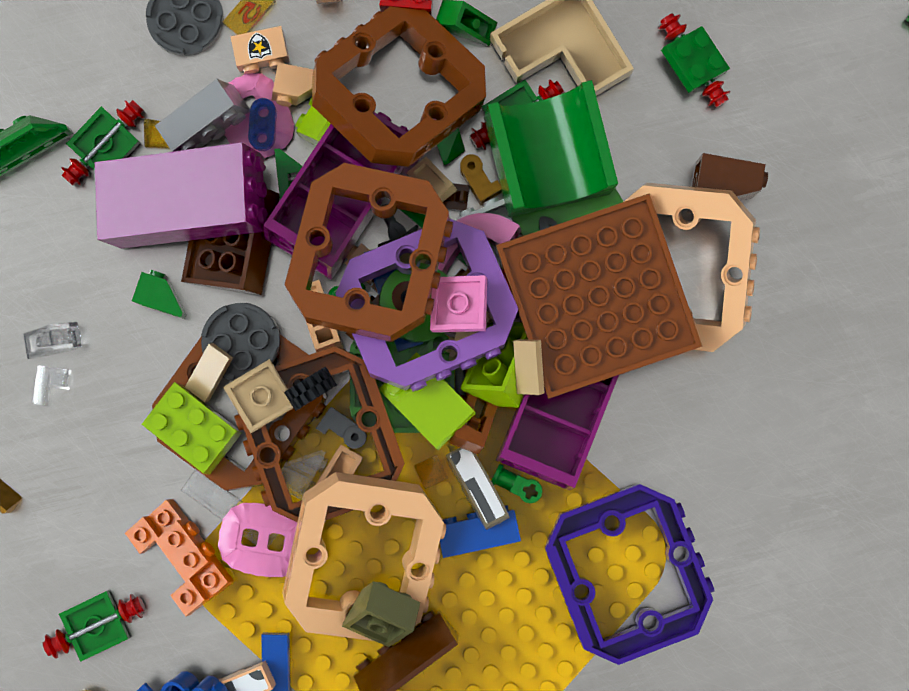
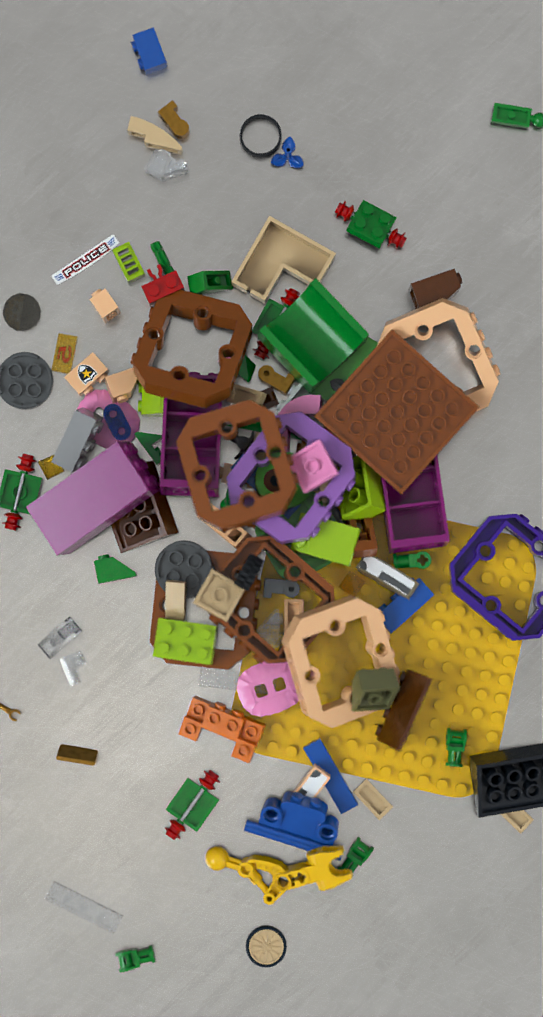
camera: 35 degrees left, 0 degrees up
(528, 366) = (378, 481): tan tile -> none

